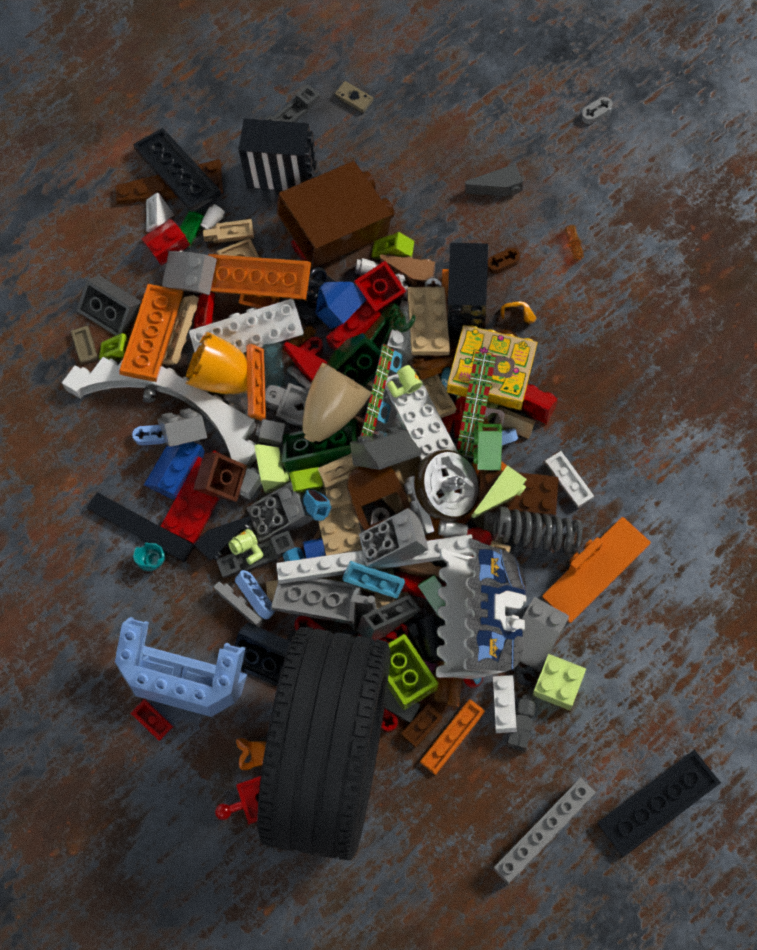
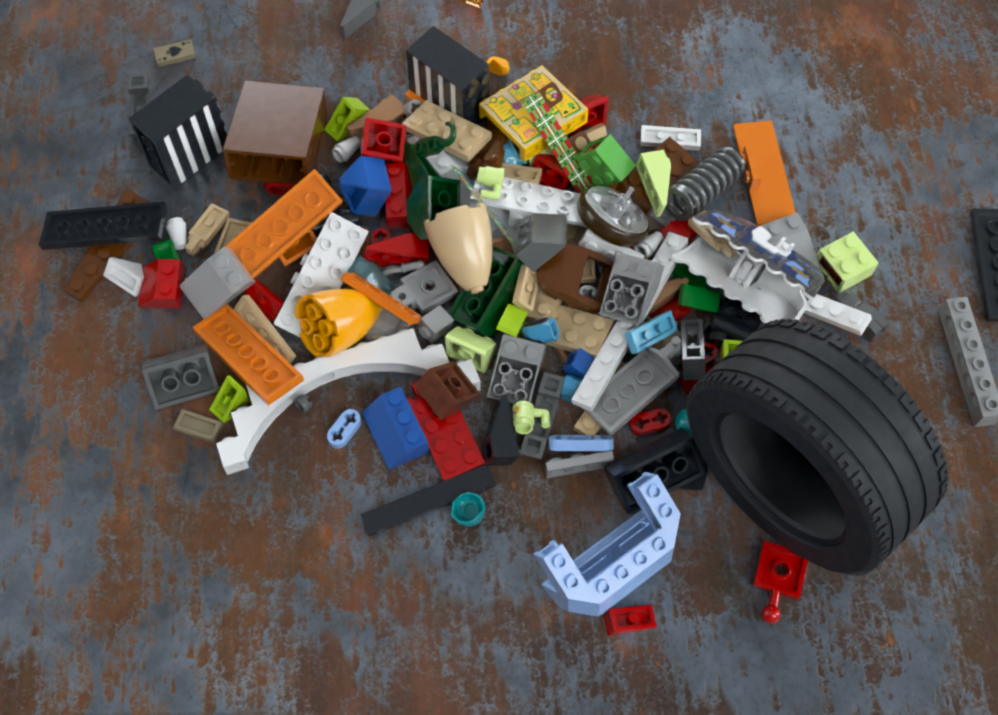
camera: 60 degrees left, 5 degrees down
(182, 427) = (369, 388): light grey slope -> none
(256, 749) = (735, 543): orange piece -> none

